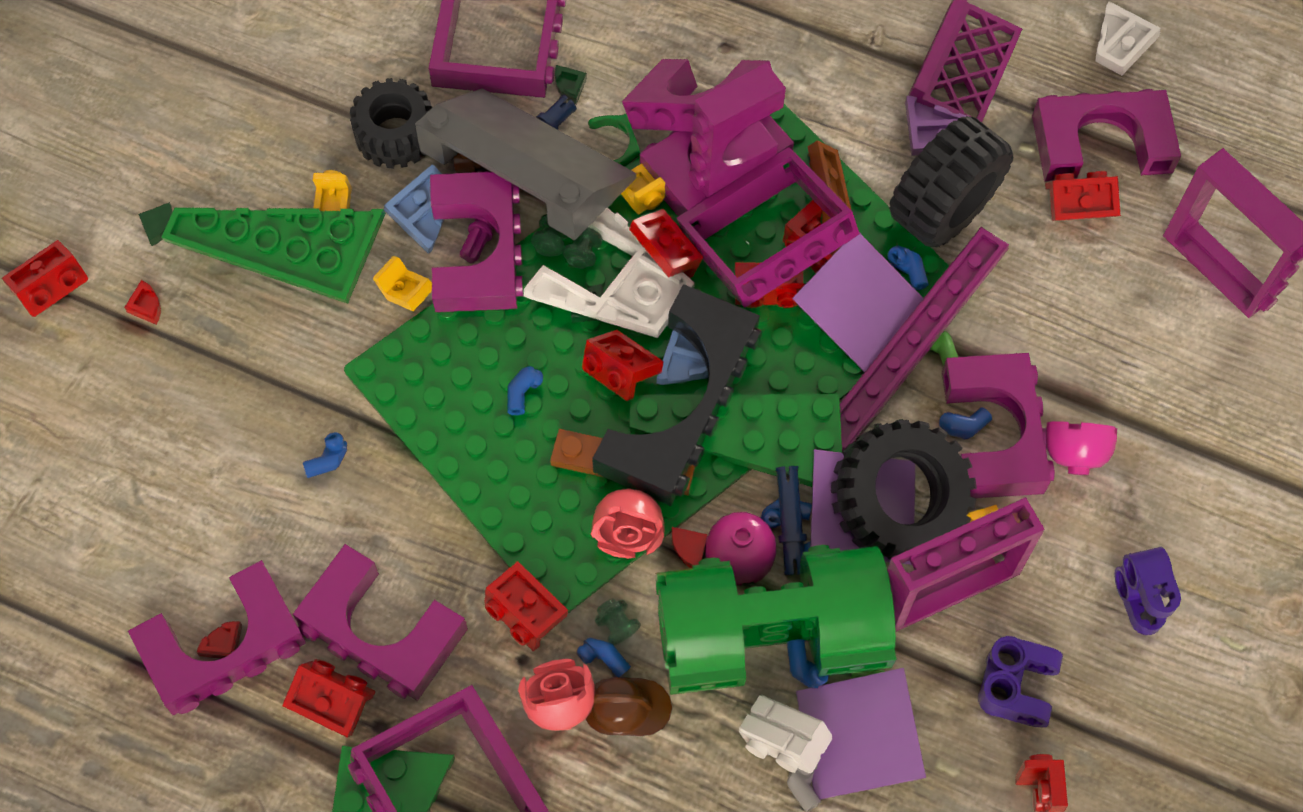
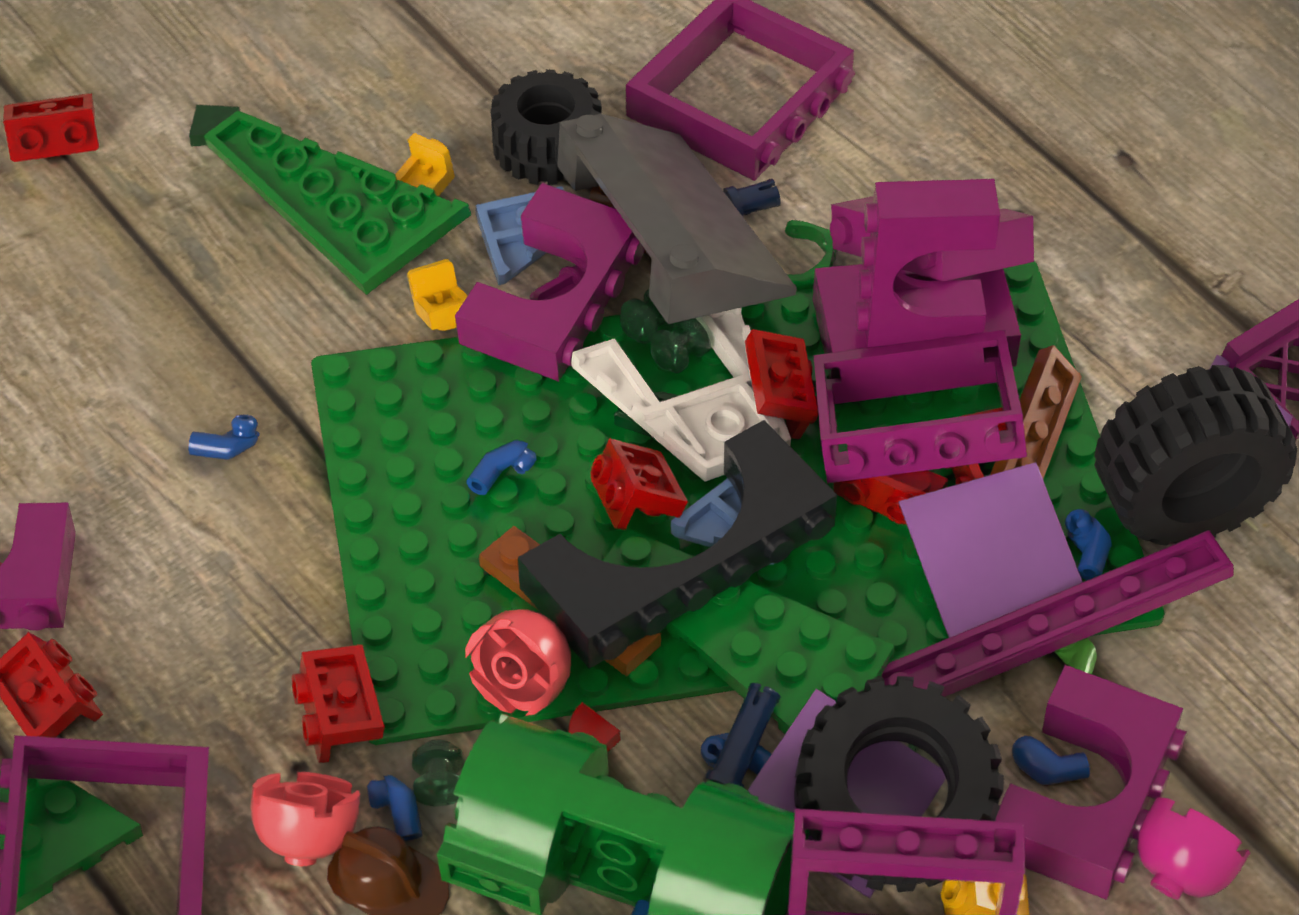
camera: 30 degrees right, 15 degrees down
(144, 303) = (139, 198): red tile -> none
(405, 664) = (155, 696): magenta arch -> none
(570, 82) = (794, 175): dark green tile -> none
(644, 191) = (798, 314): yellow bracket -> none
(745, 543) = (656, 757): dark pink cylinder -> none

